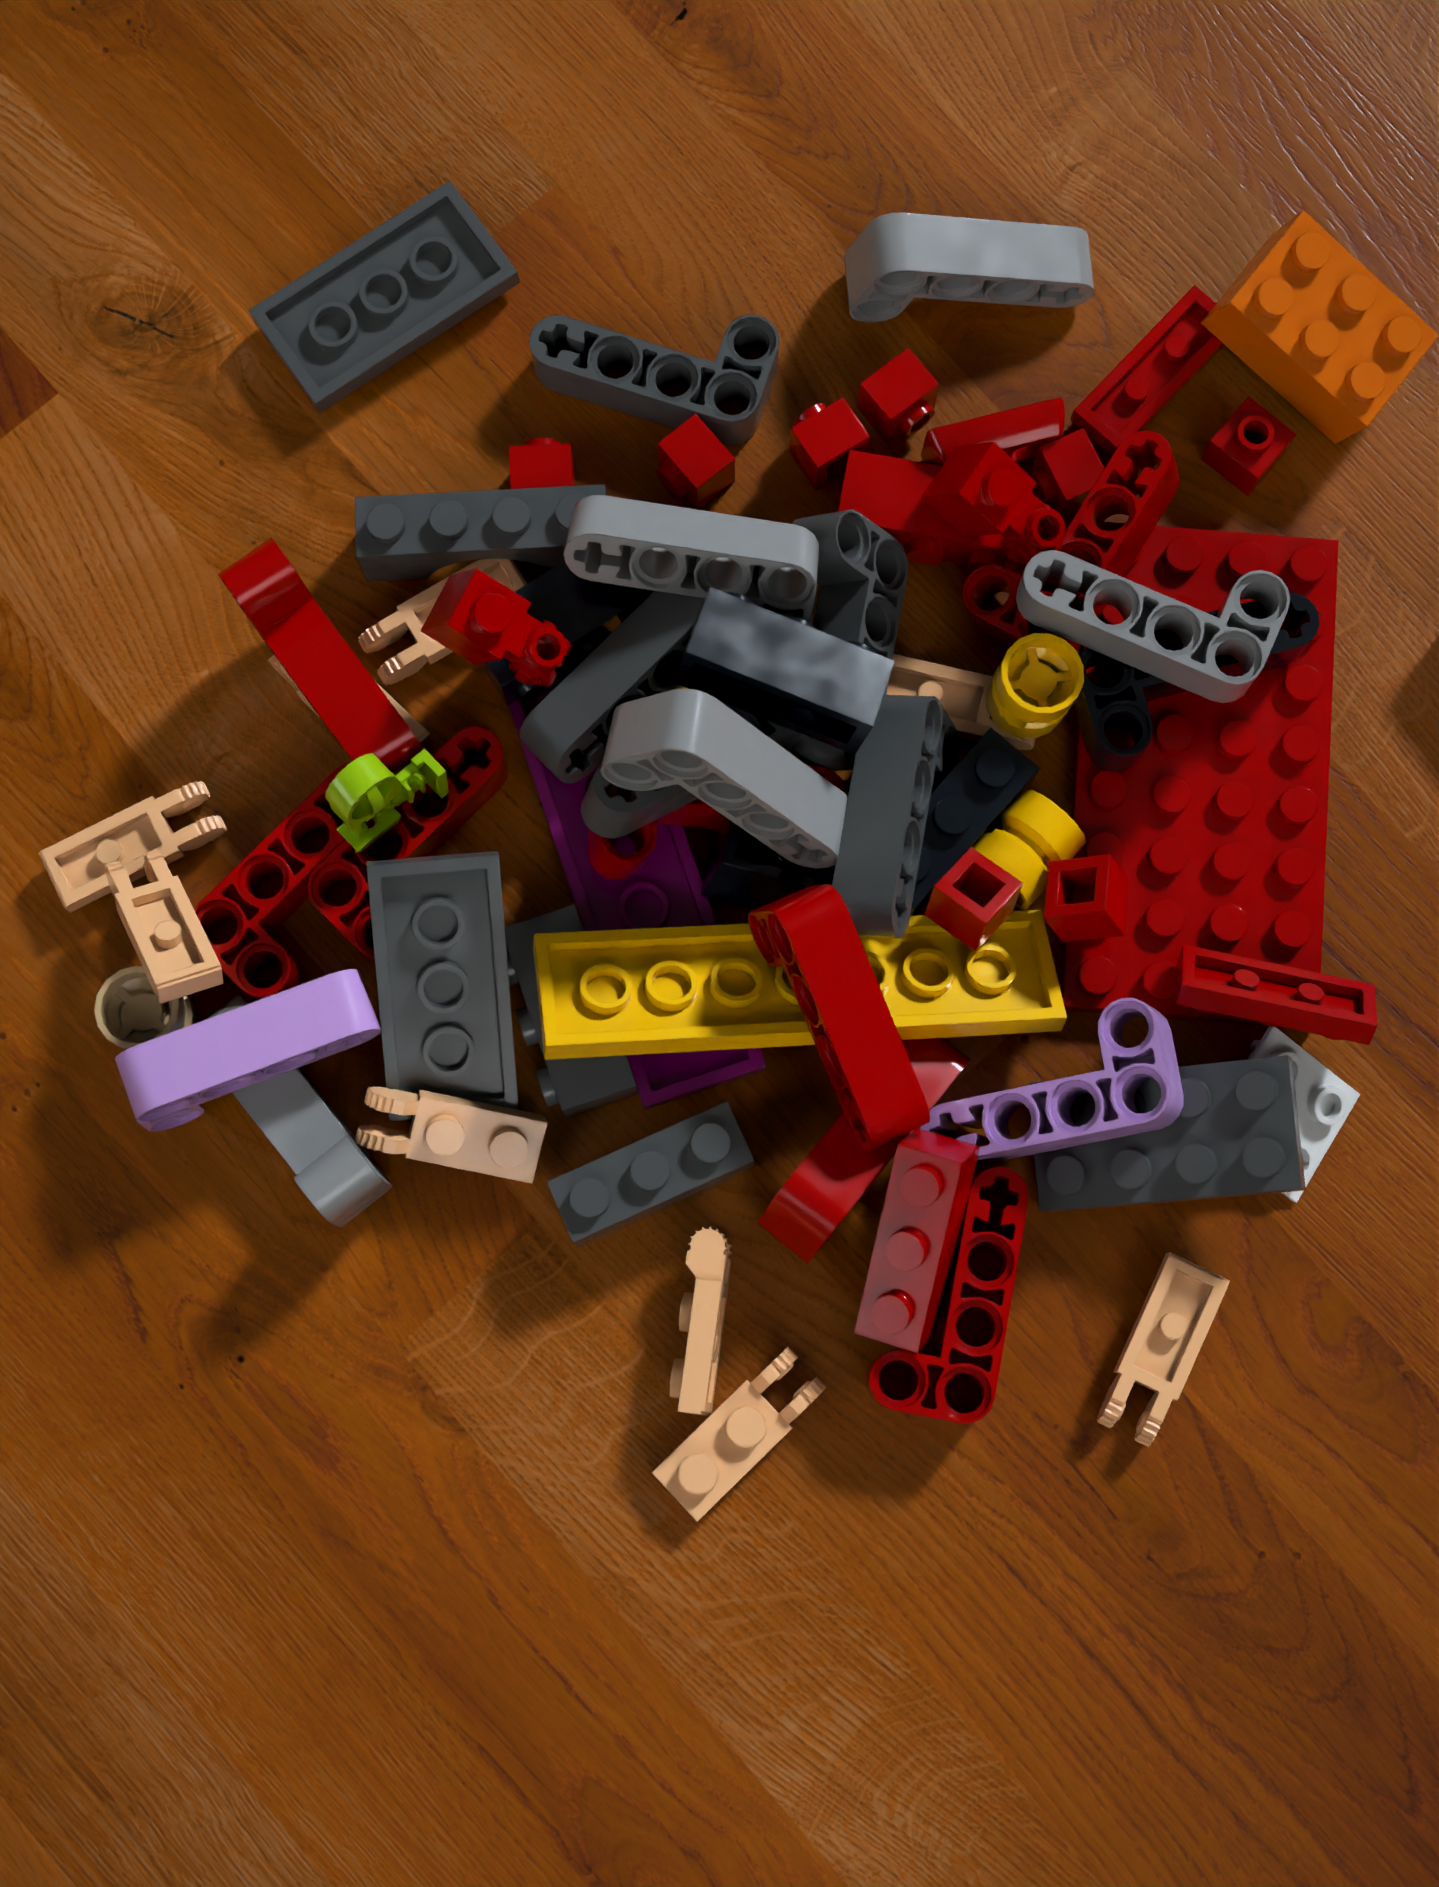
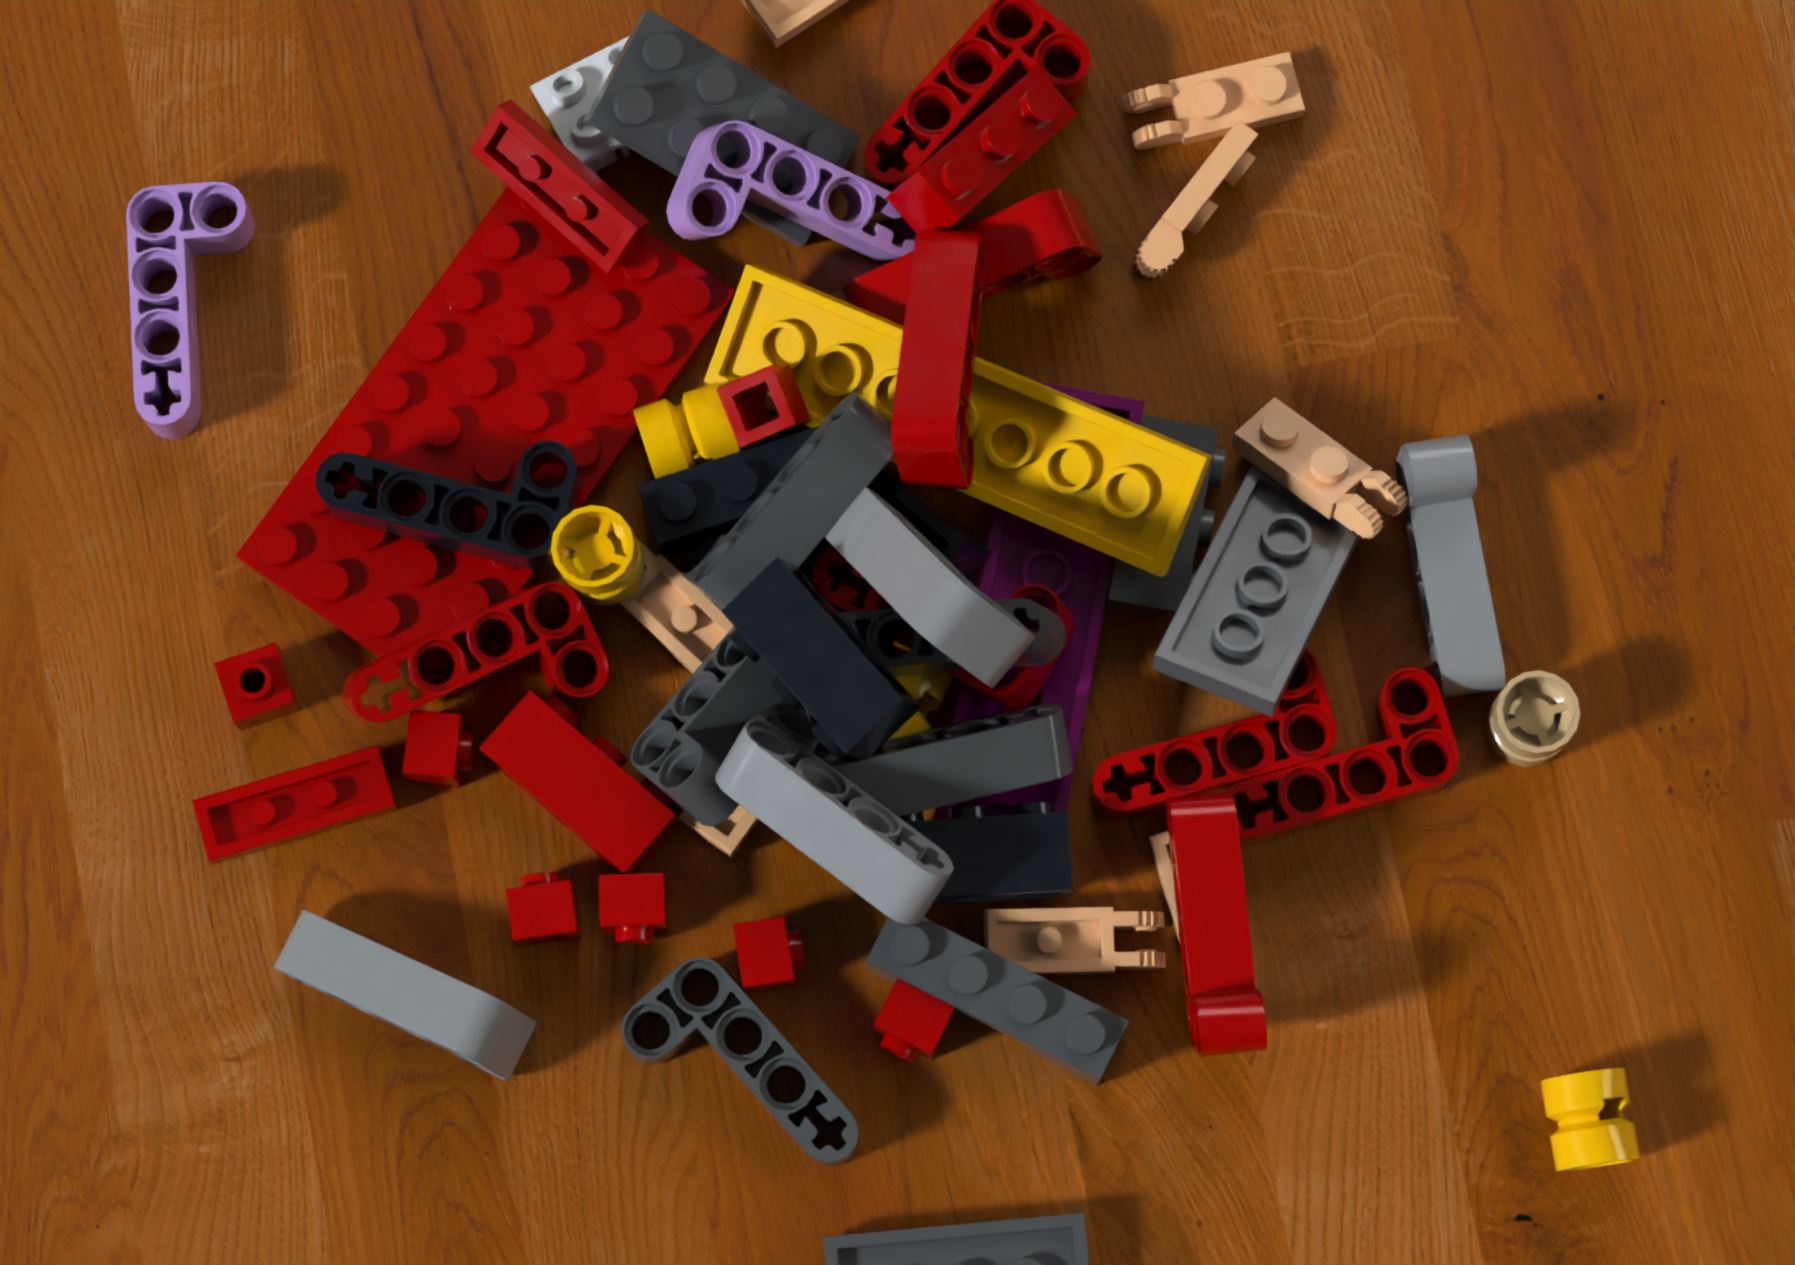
camera: 150 degrees left, 0 degrees up
(80, 860) = (1475, 890): light nougat hinge -> none
(164, 930) = (1479, 766): light nougat hinge -> none
(244, 1046) = (1458, 625): lavender beam -> none
(370, 791) = (1231, 766): lime piece -> none
(490, 622) = (1048, 849): red brick -> none
(651, 1174) = (1170, 342): dark grey brick -> none
(990, 494) = (534, 729): red brick -> none
(1015, 431) = (483, 813): red piece -> none
(1086, 898) = (681, 363): red plate -> none
(1147, 611) = (475, 540): light grey beam -> none
(1320, 328) = (130, 745): orange brick -> none

